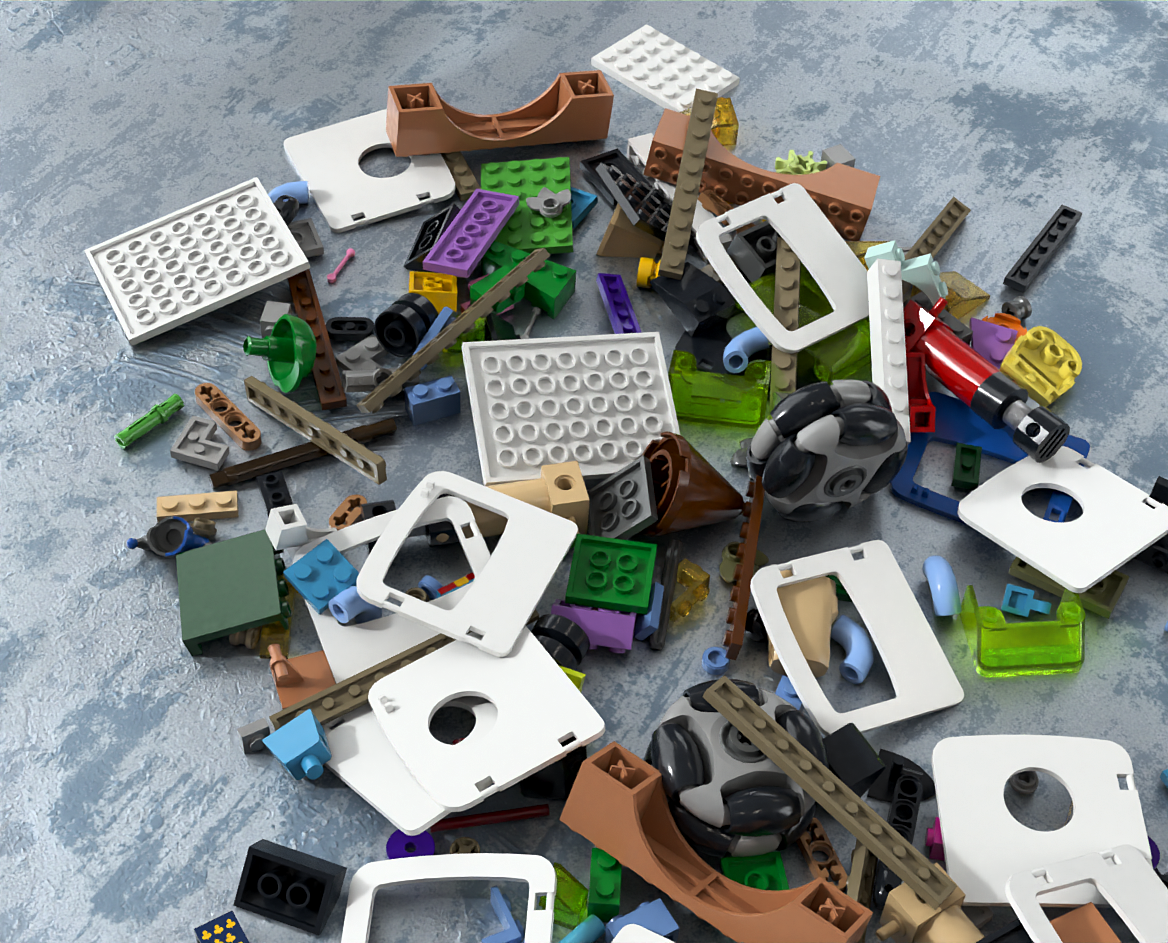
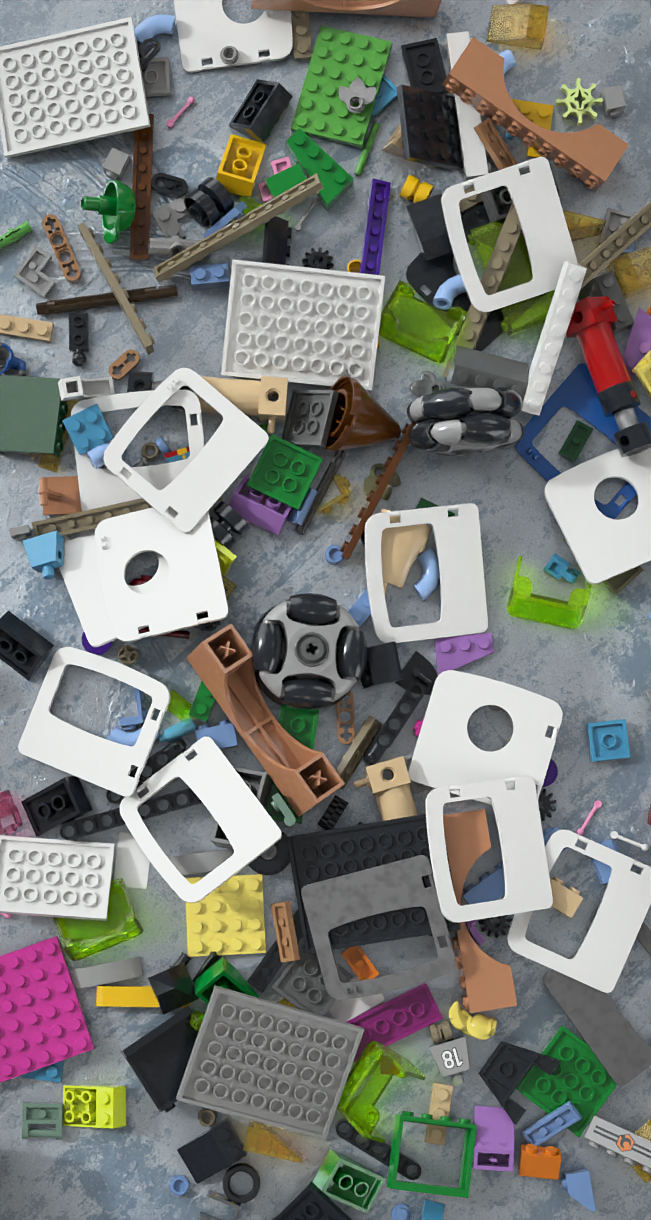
camera: 15 degrees right, 35 degrees up
(204, 527) = (23, 350): dark tan plate -> none
(383, 201) = (229, 50): none -> light grey plate
(471, 233) = (283, 119): medium lavender plate -> none
(578, 254) = (367, 148): none -> bright green bar
(688, 185) = (464, 123): dark tan plate -> none
(830, 792) = (348, 697): dark tan plate -> none
(918, 271) = (607, 266): light aqua arch -> none
(920, 406) = (562, 373): red arch -> none
(942, 586) = (509, 541): light blue cylinder -> none
(951, 721) = (461, 650): none -> medium lavender wing

